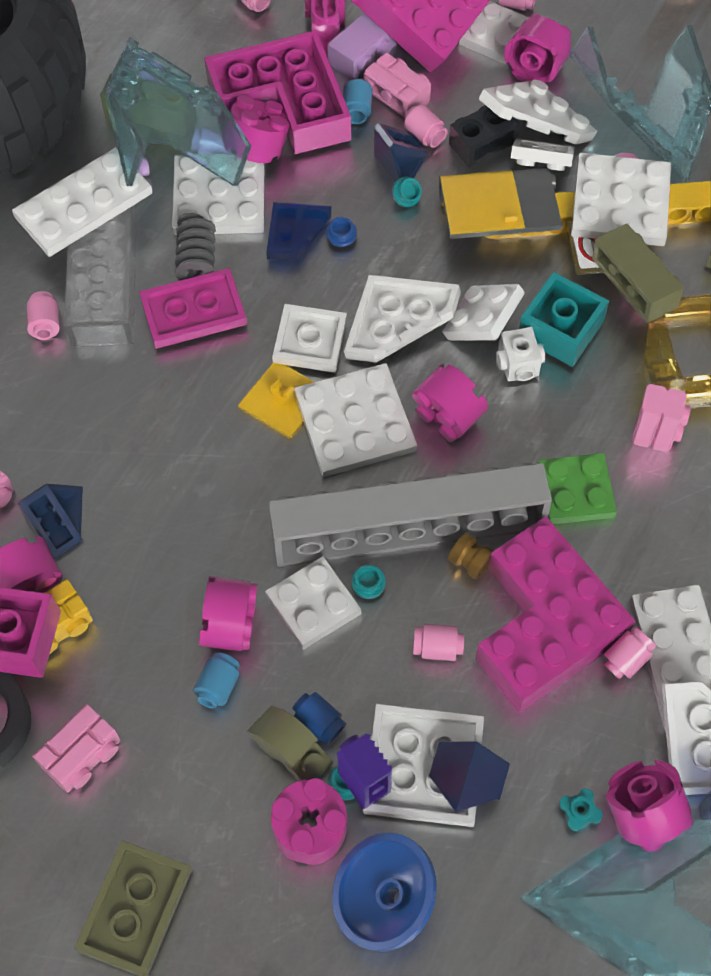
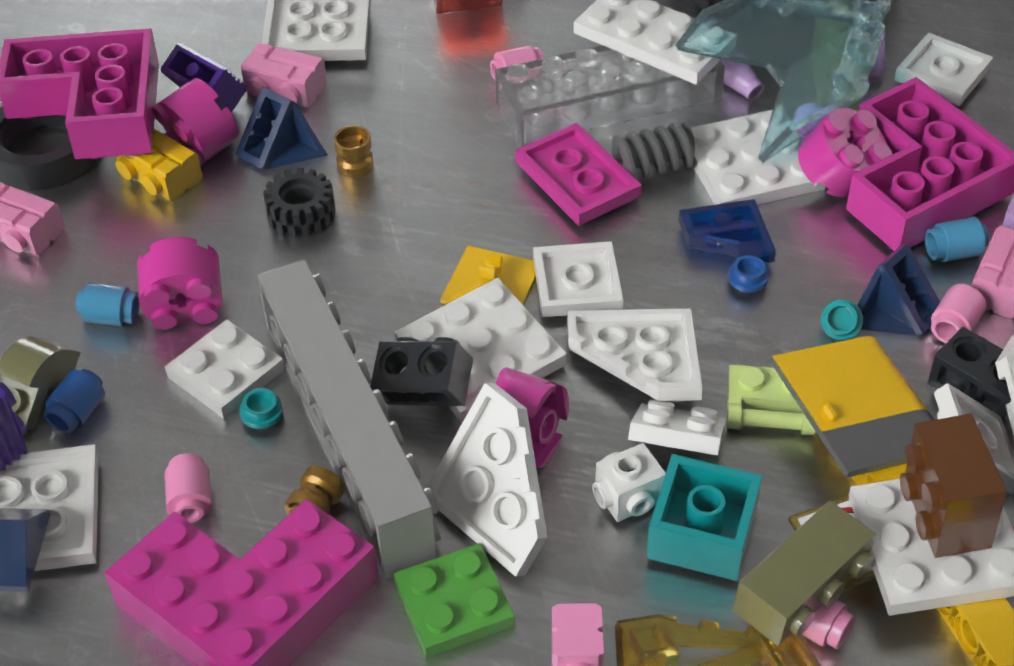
camera: 75 degrees right, 15 degrees down
(102, 452) = (353, 151): none -> pearl gold wheel
(146, 496) = (295, 188): none -> black tyre
(177, 40) = (945, 67): none -> white plate
(392, 460) = (420, 379): none -> black brick
(450, 257) = (762, 400): none -> yellowish green plate
(503, 429) = (492, 481): none -> white plate
(619, 165) = (953, 485): none -> reddish brown brick

